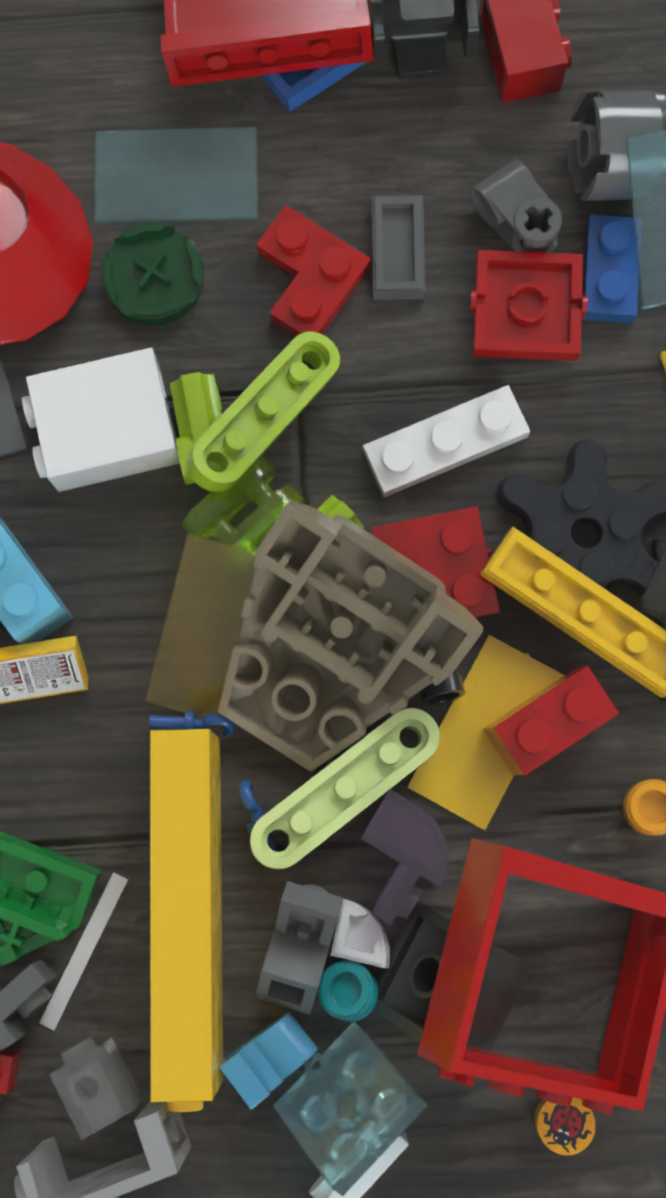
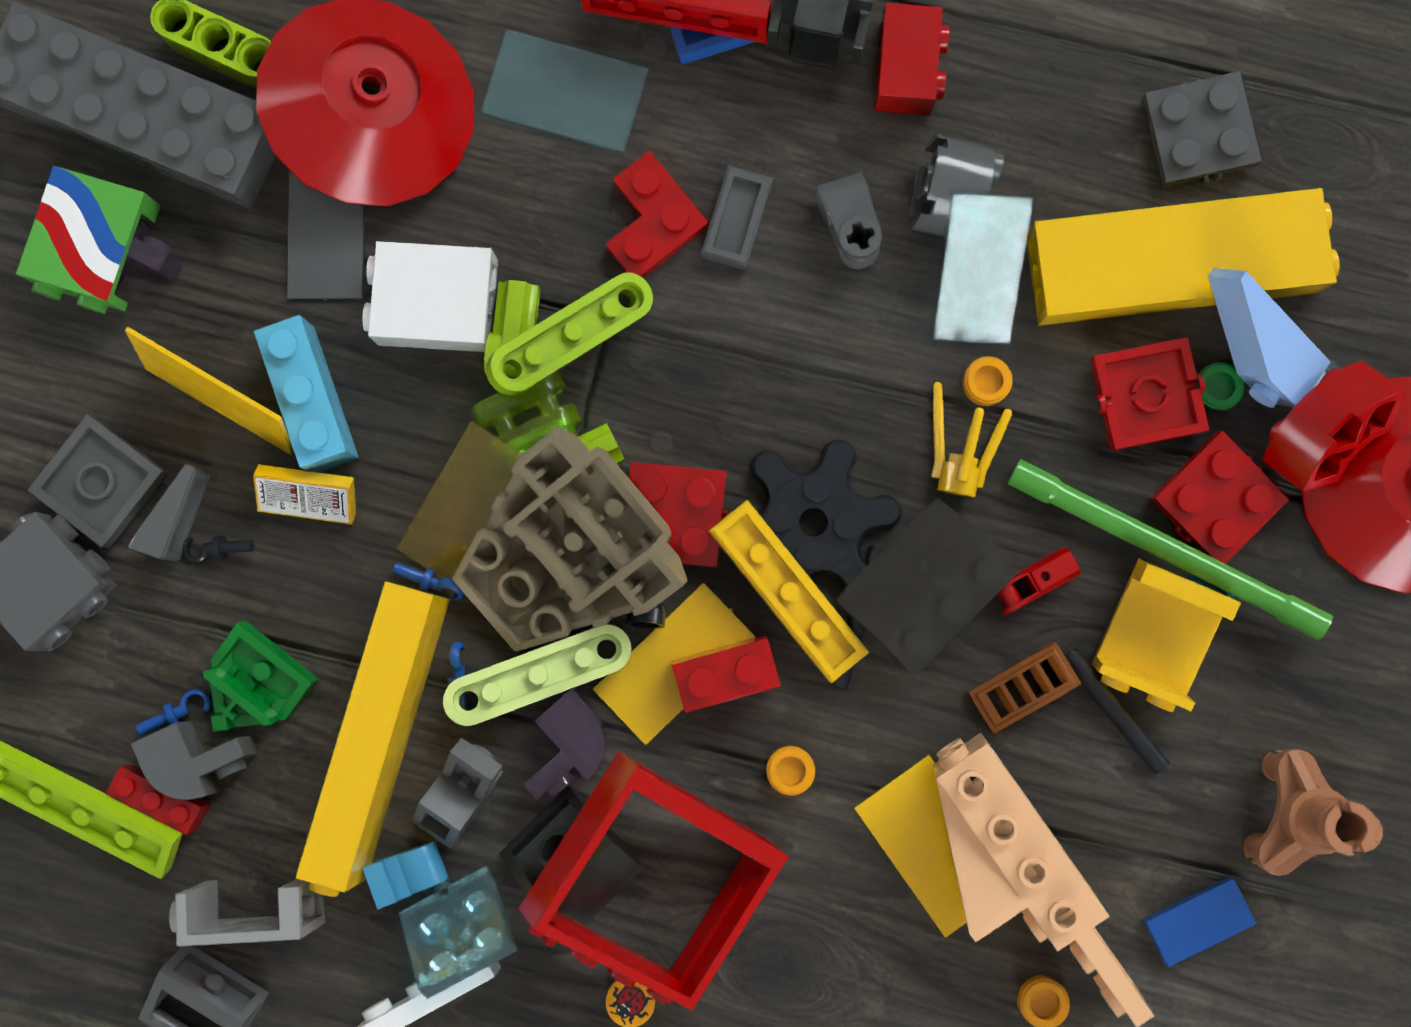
camera: 20 degrees right, 5 degrees up
(83, 951) = (287, 736): white sticker -> none
(95, 1085) = (260, 850): clear brick -> none
(152, 274) = (516, 176): dark green tile -> none
(348, 991) = (488, 840): teal tile -> none
(360, 936) = (512, 800): white tile -> none
(446, 441) = (721, 404): white plate -> none
(528, 305) = (830, 306): red plate -> none
(610, 269) = (914, 296): blue plate -> none

